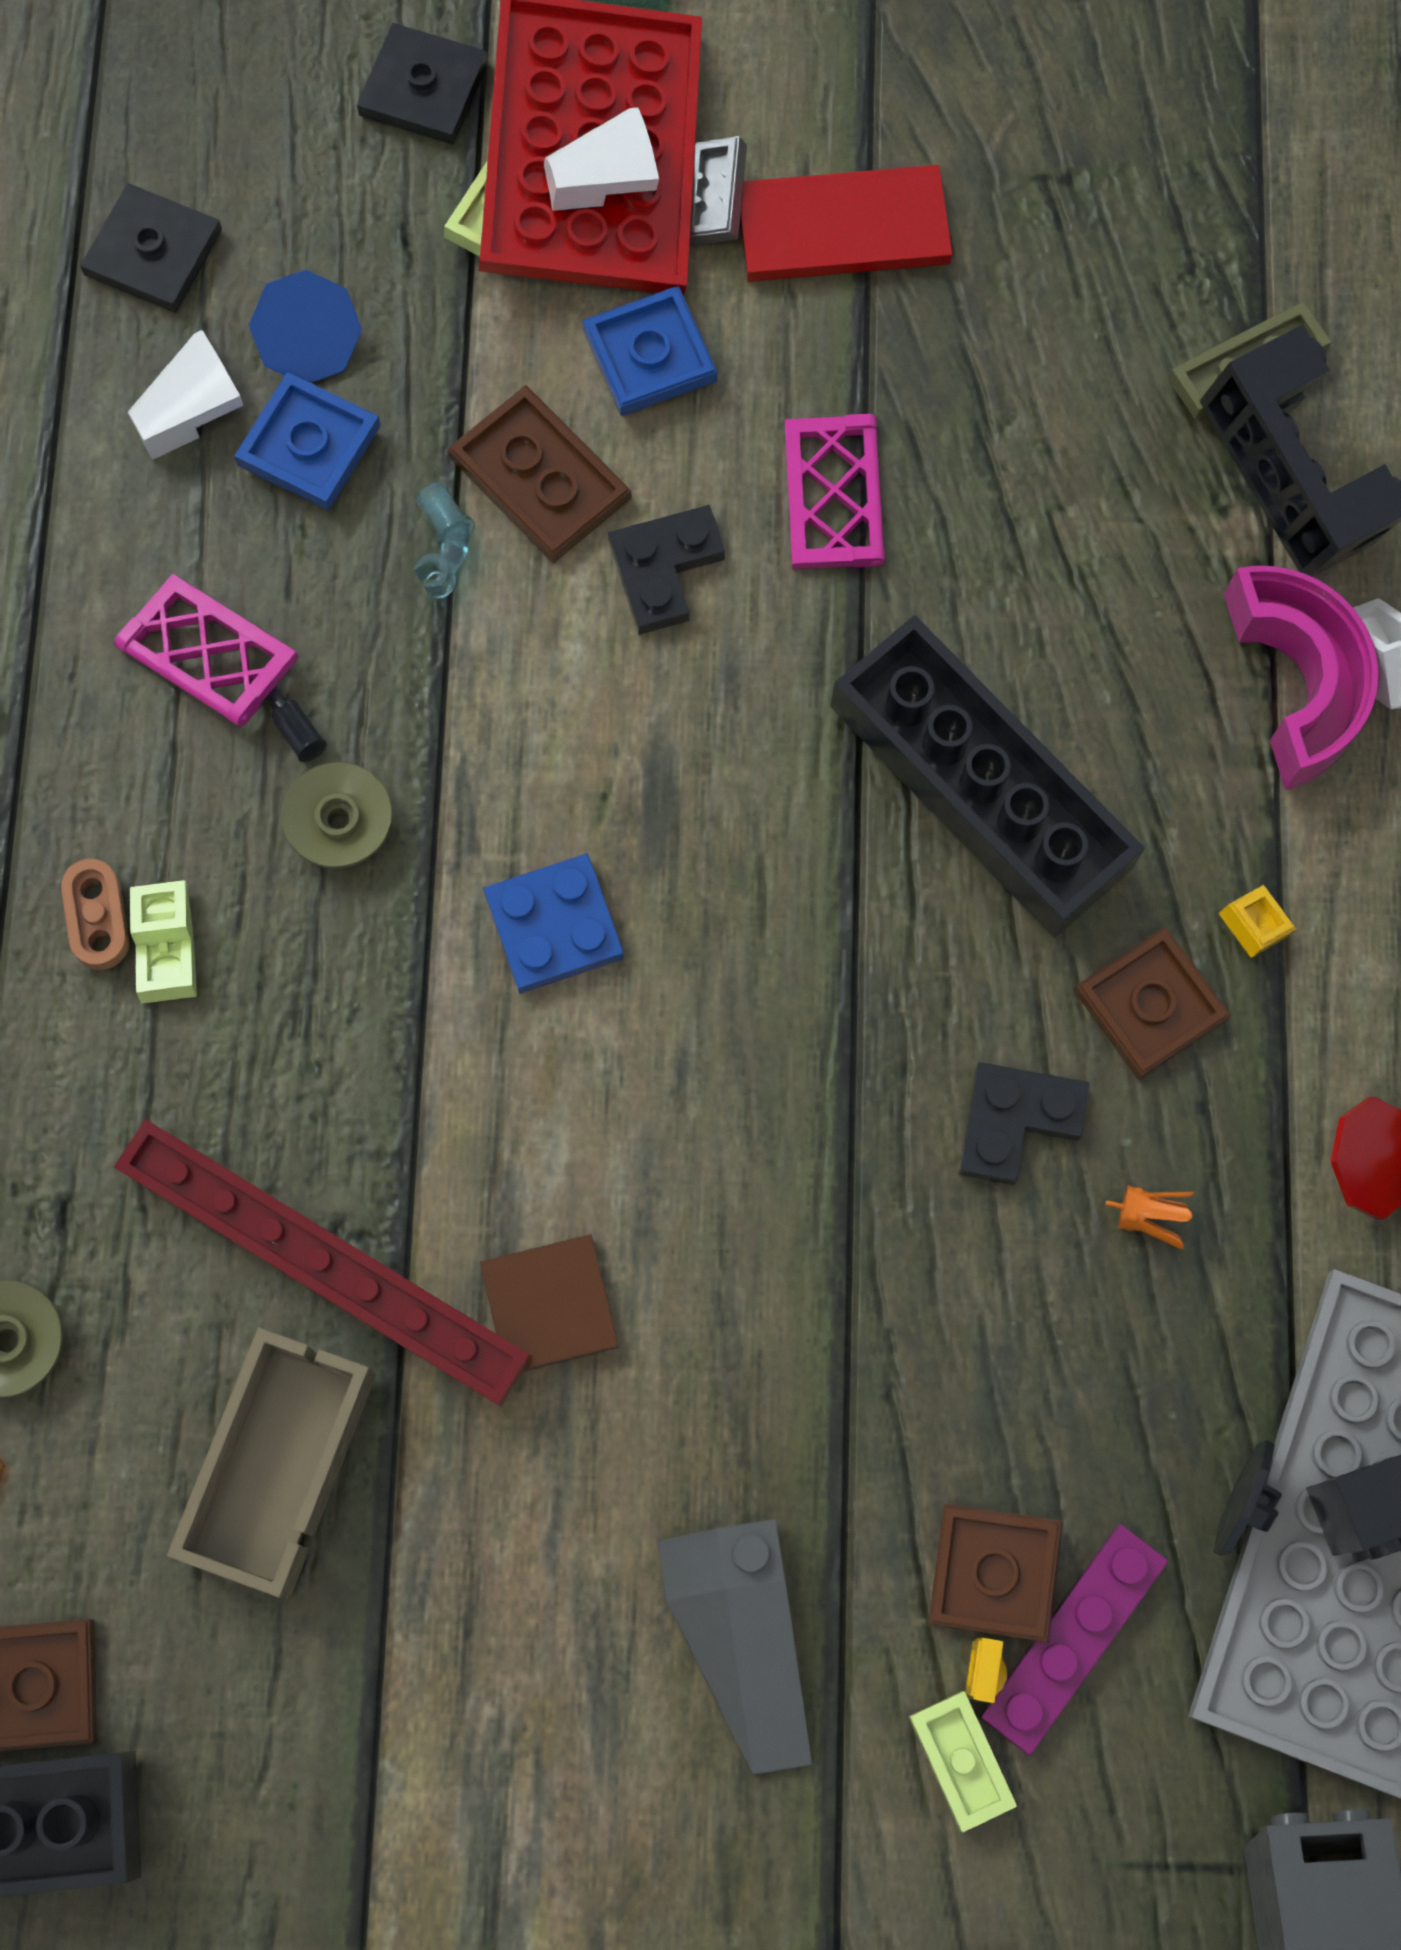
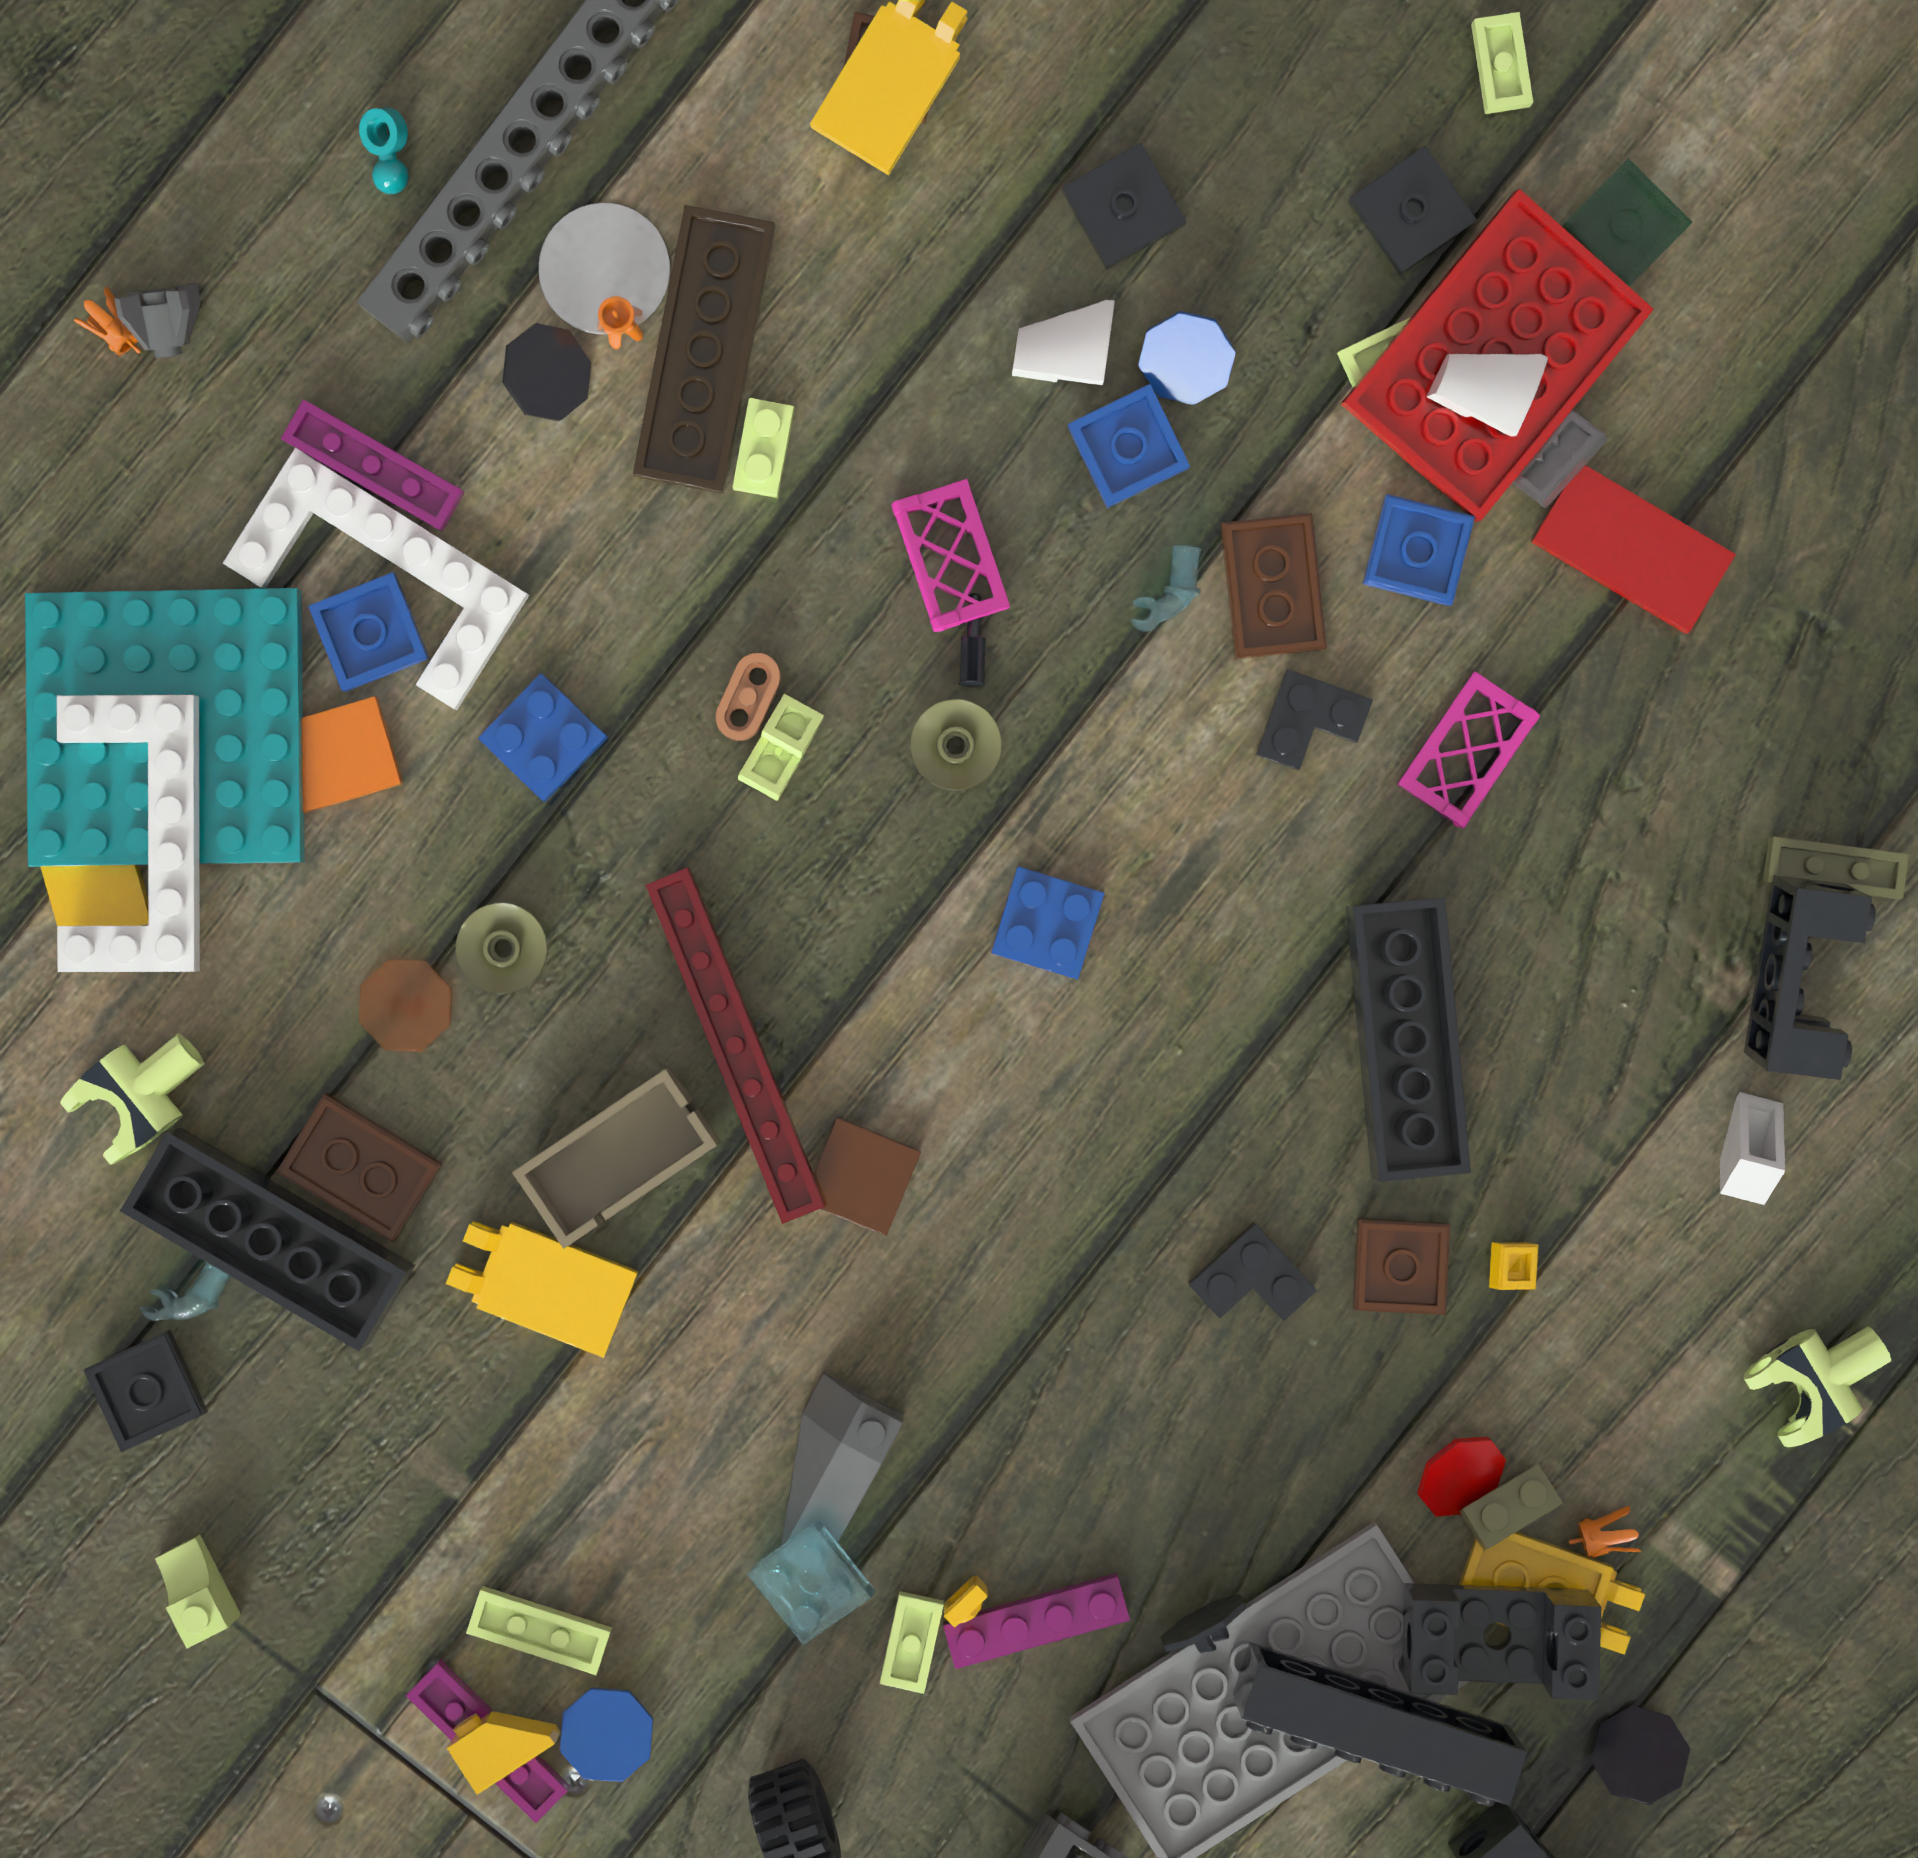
camera: 40 degrees right, 15 degrees up
(295, 1665) = (546, 1287): none -> yellow tile
(807, 1776) = (811, 1582): none -> clear light blue plate
(996, 1573) = (1017, 1548): reddish brown tile -> none
(1140, 1204) = (1291, 1405): orange piece -> none
(1330, 650) = (1711, 1128): dark pink brick -> none

